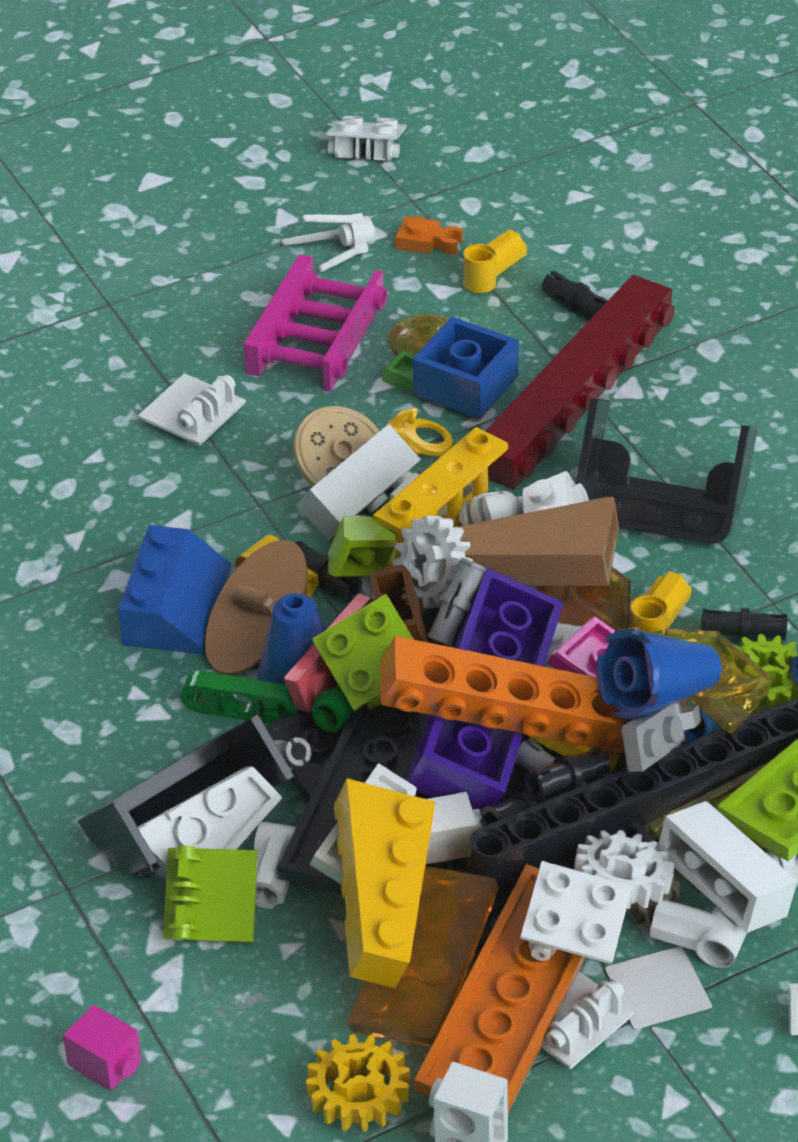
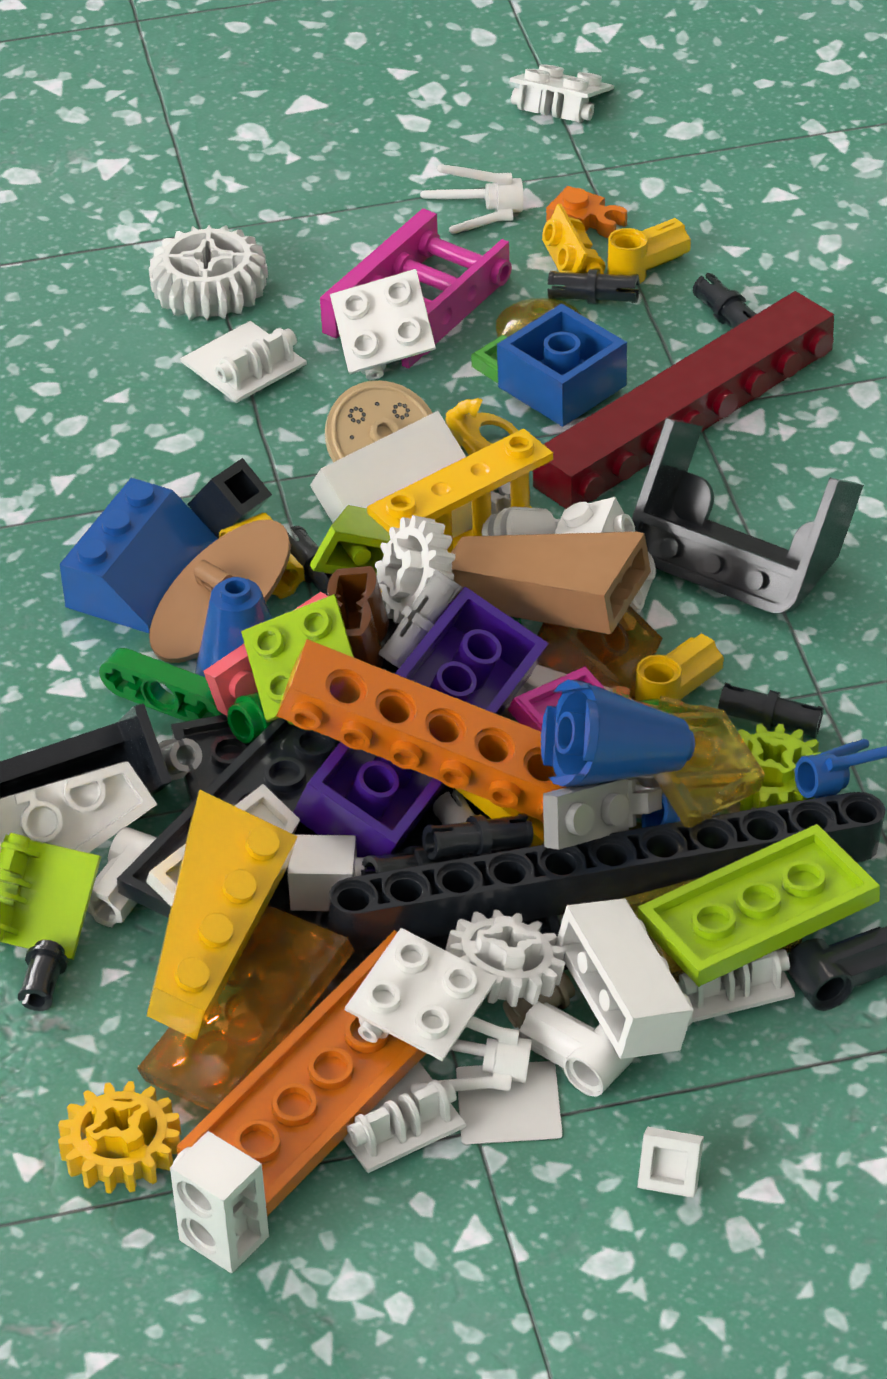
camera: 15 degrees right, 0 degrees up
(133, 338) = (208, 272): none -> white gear
(234, 953) = (45, 964): none -> black pin
(236, 527) = (230, 497): none -> black brick
(306, 357) = (382, 323): none -> white hinge
(428, 269) = (570, 244): none -> yellow hinge
(460, 297) = (593, 286): none -> black pin
(647, 950) = (504, 1056): none -> white plant

